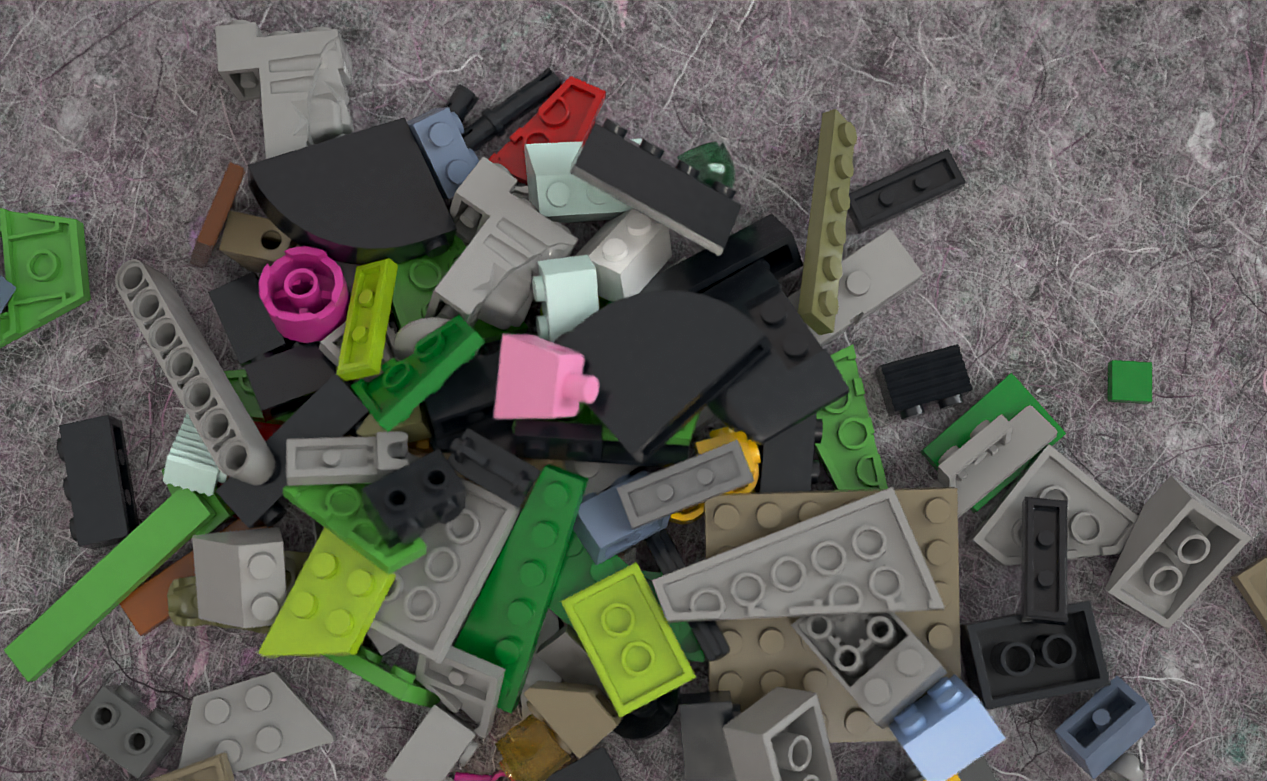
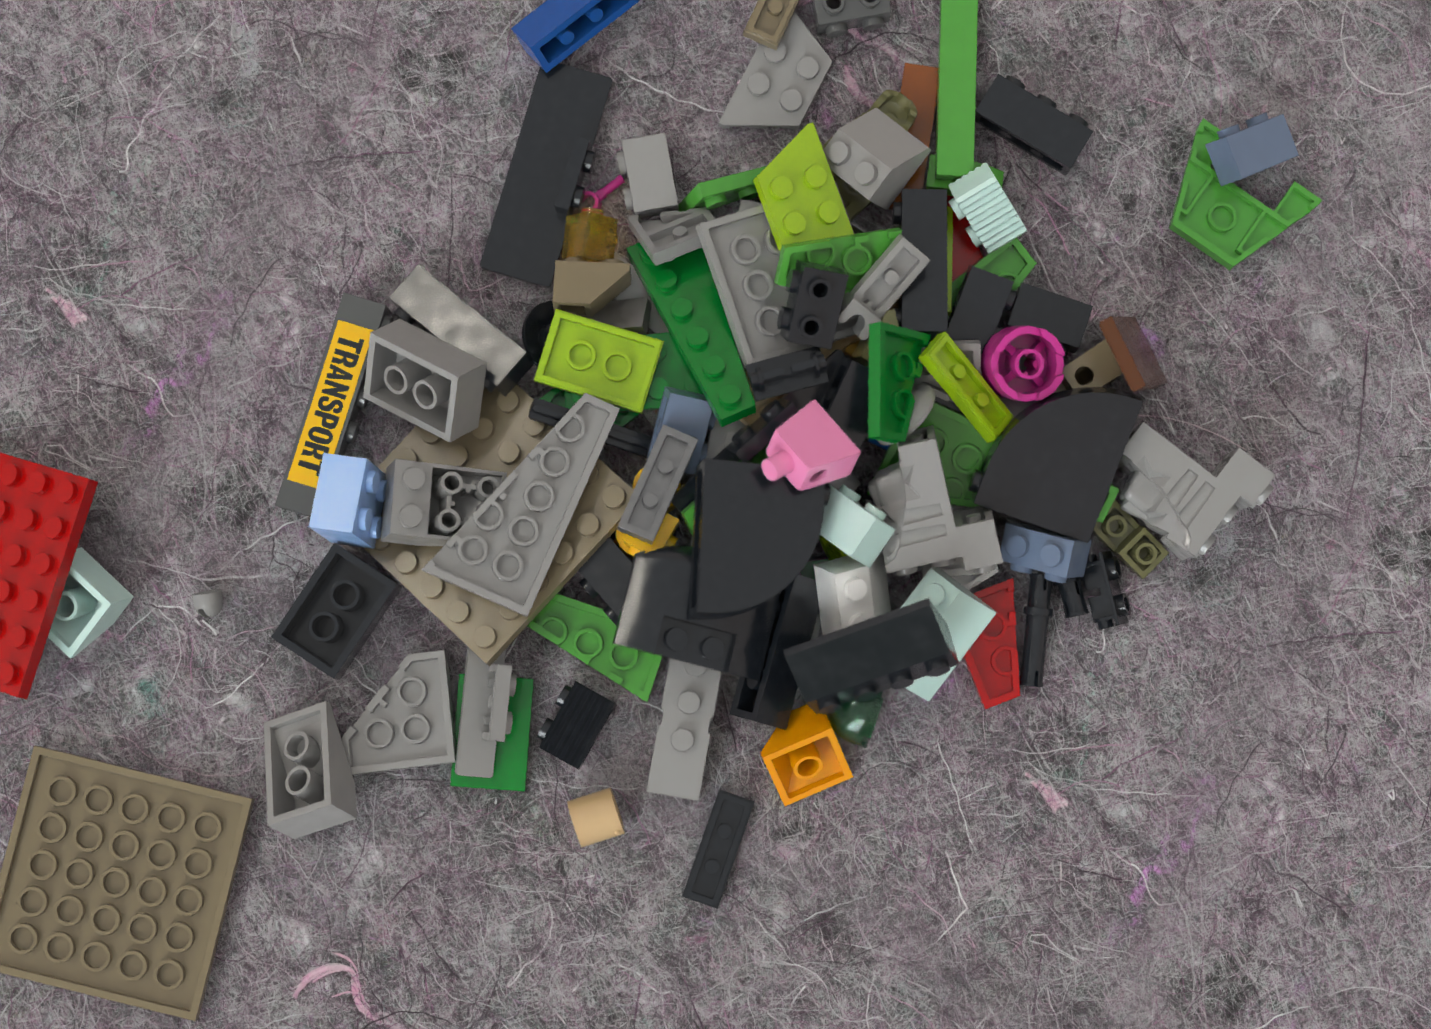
camera: 140 degrees right, 5 degrees up
(195, 374) = (1029, 252): light grey beam -> none
(372, 98) = (1130, 541): none -> olive slope
(437, 77) = (1111, 602): none -> black hinge
(774, 186) = (804, 756): none -> light orange slope
(827, 223) = (744, 762): olive plate -> none
(977, 298) = (596, 817): none -> tan piece
(1044, 561) = (386, 676): black tile -> none
(1105, 727) = (248, 611): sand blue brick -> none
(1130, 382) = (440, 866): green tile -> none

